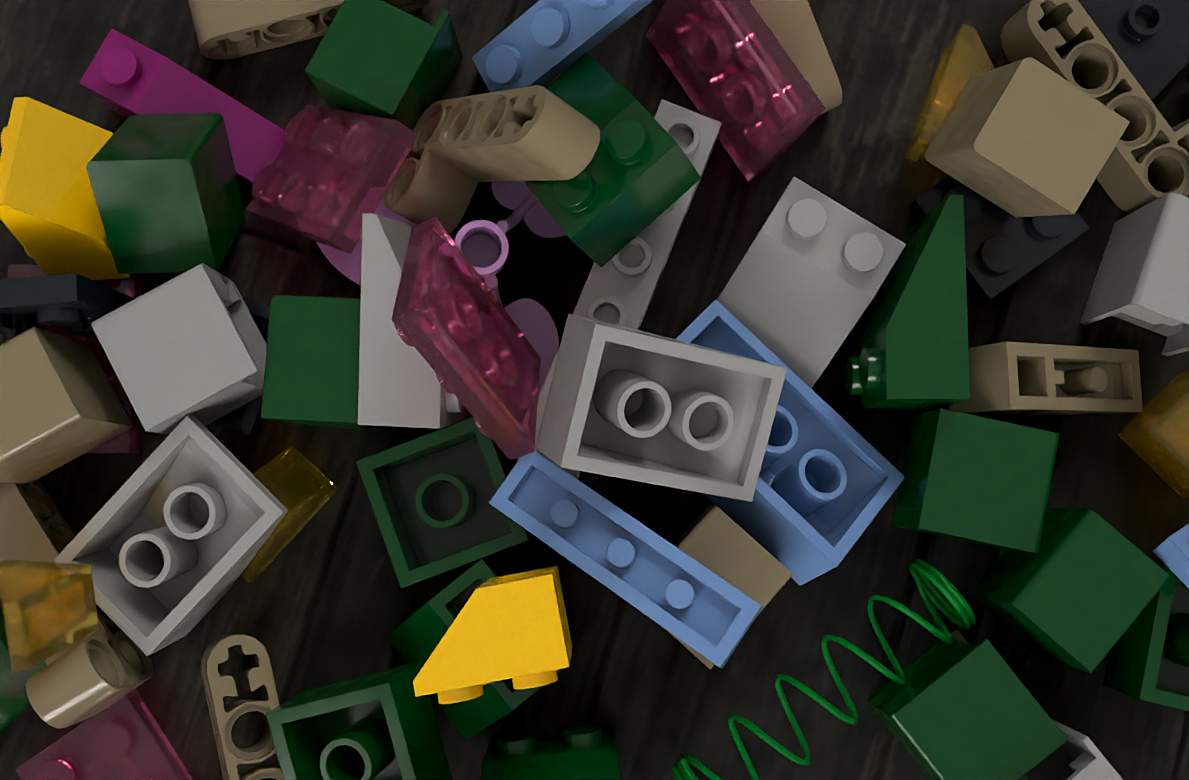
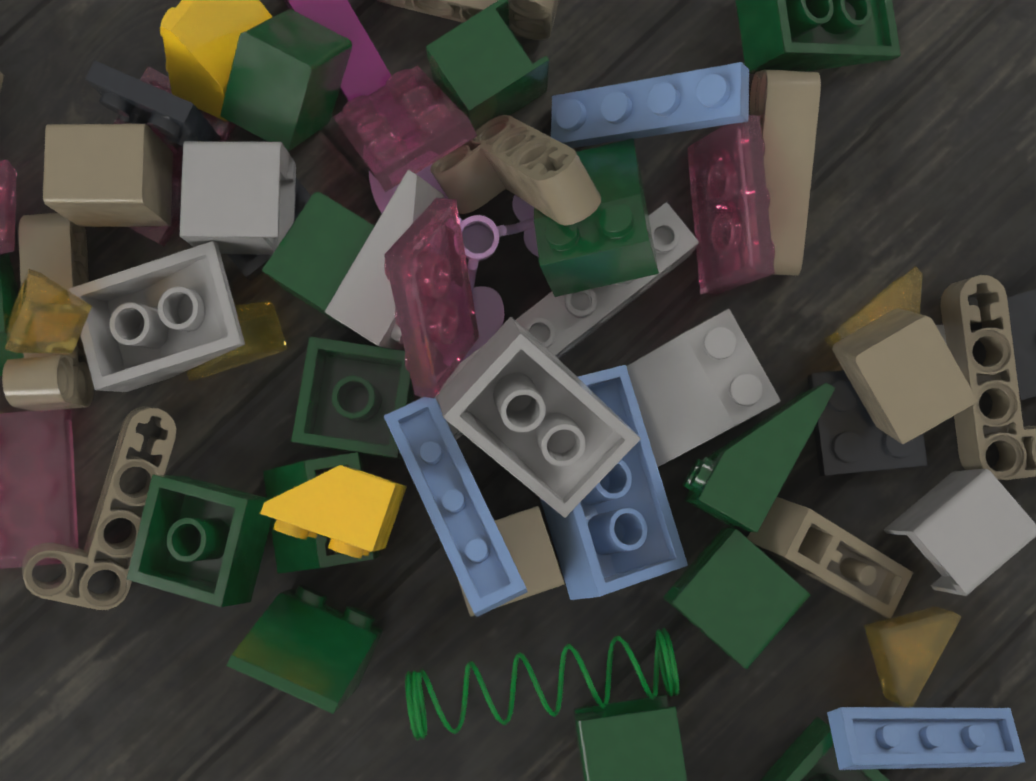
camera: 30 degrees right, 0 degrees up
(1076, 592) = (759, 708): dark green piece -> none

